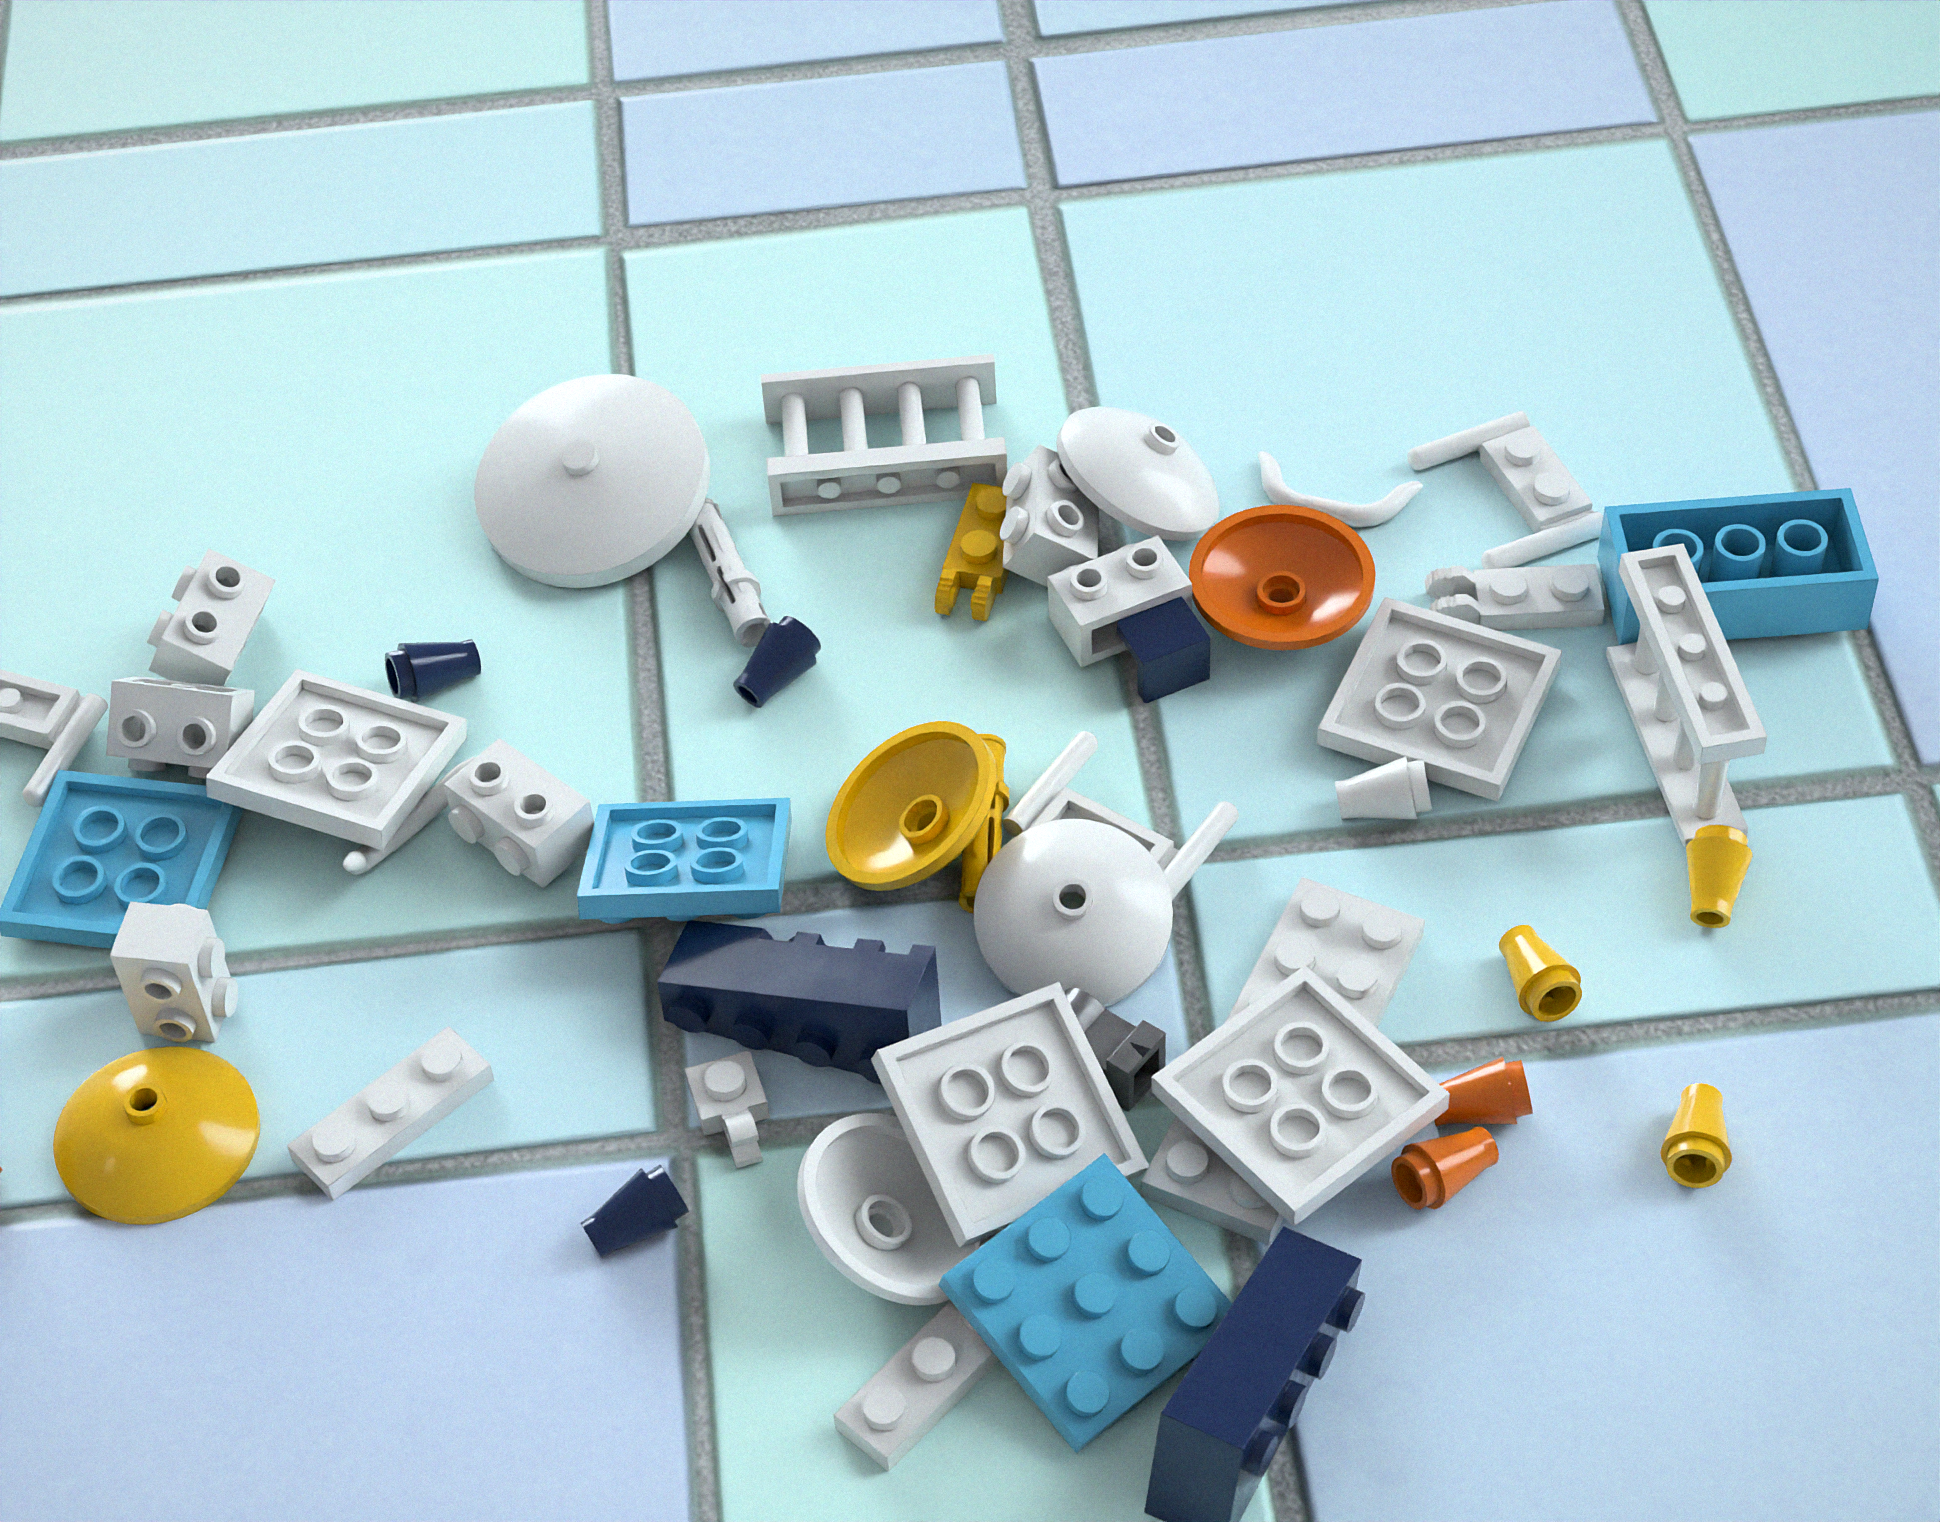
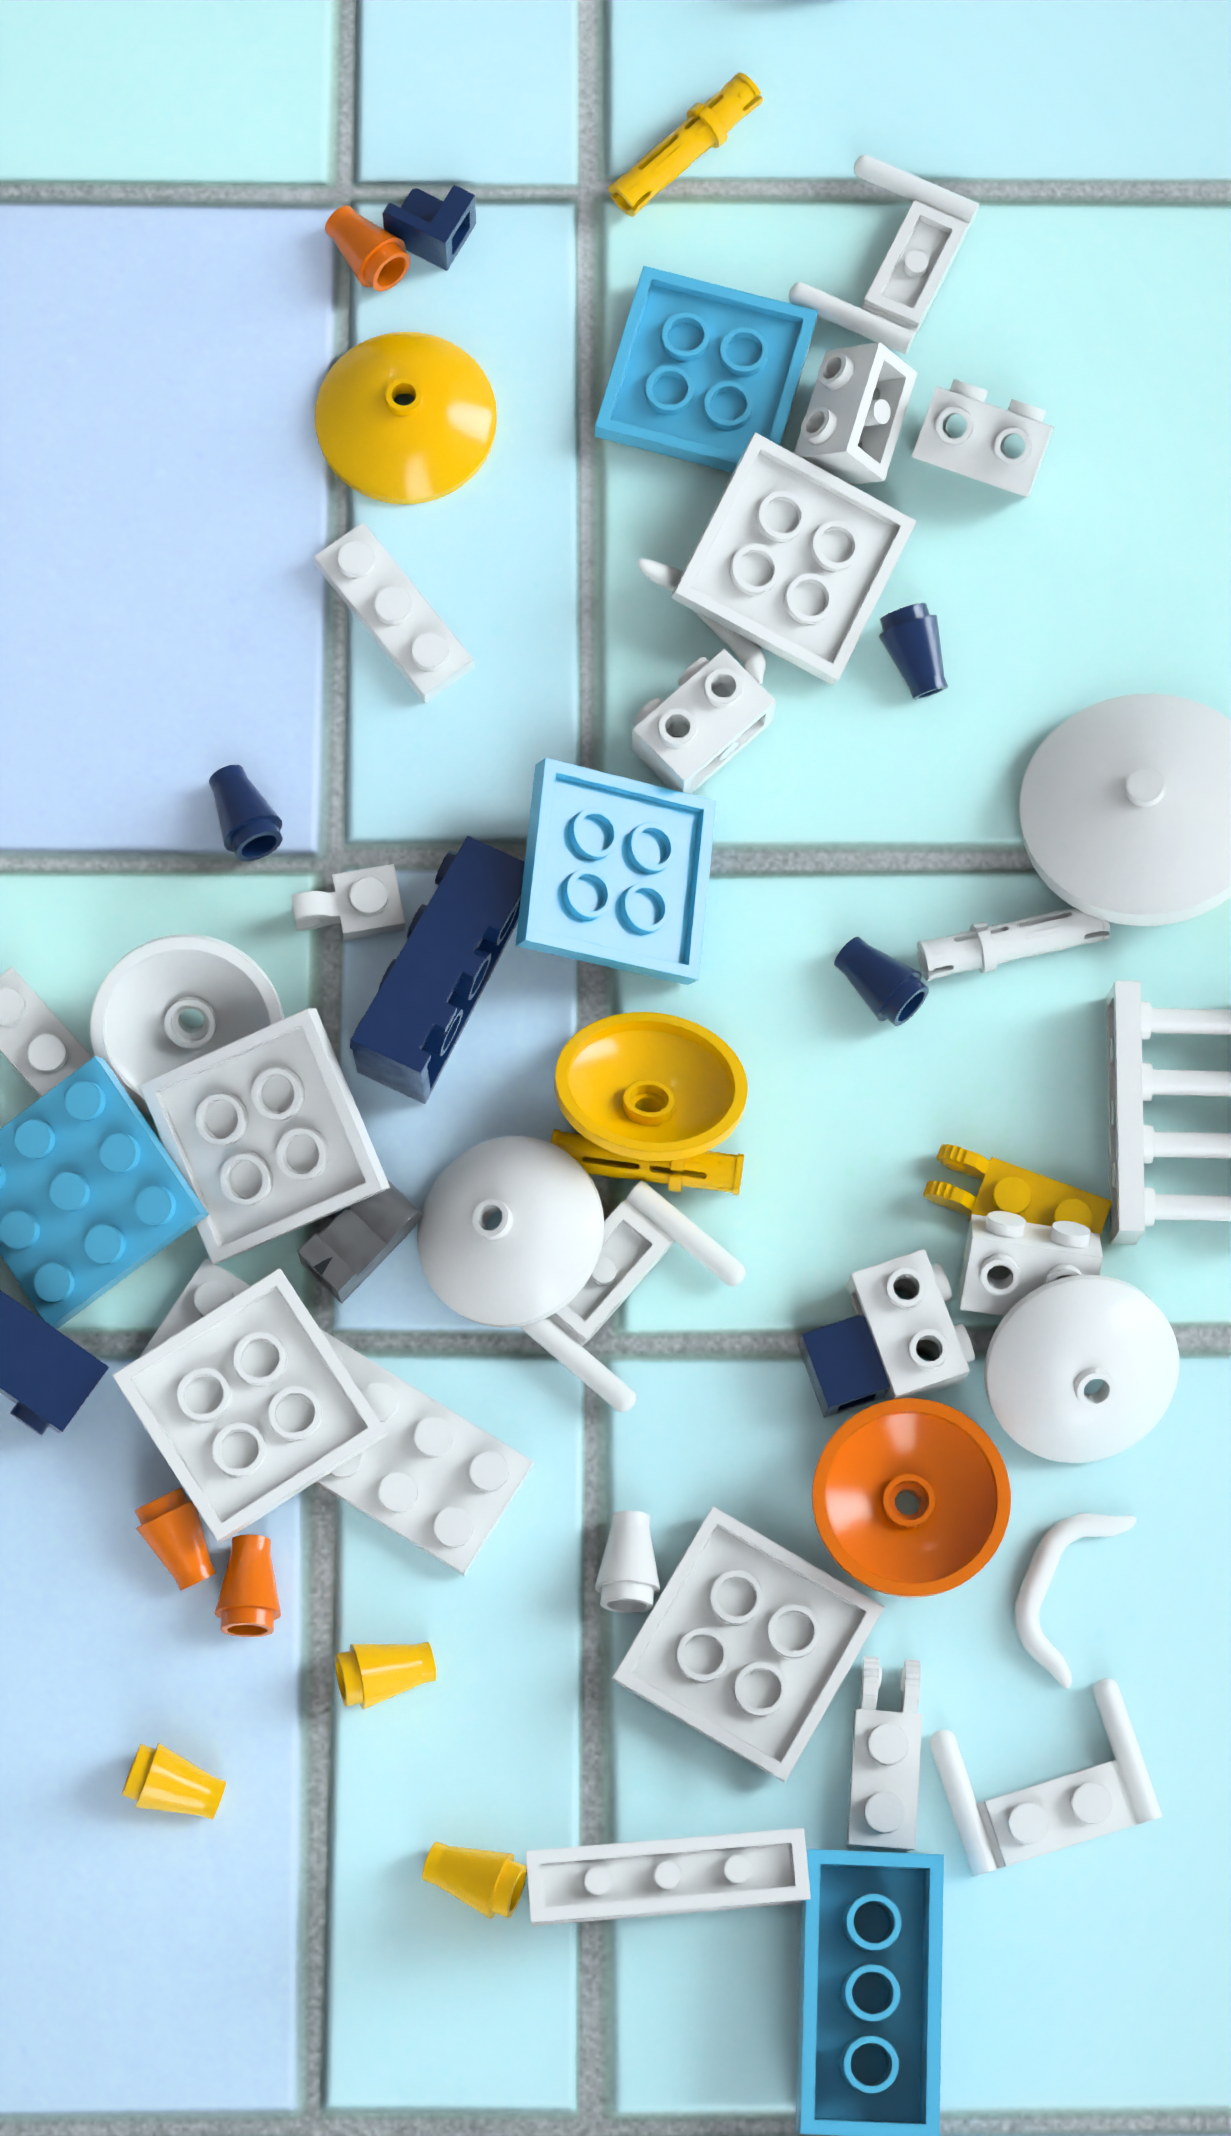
camera: 90 degrees right, 25 degrees up
(174, 972) = (541, 415): white brick -> none

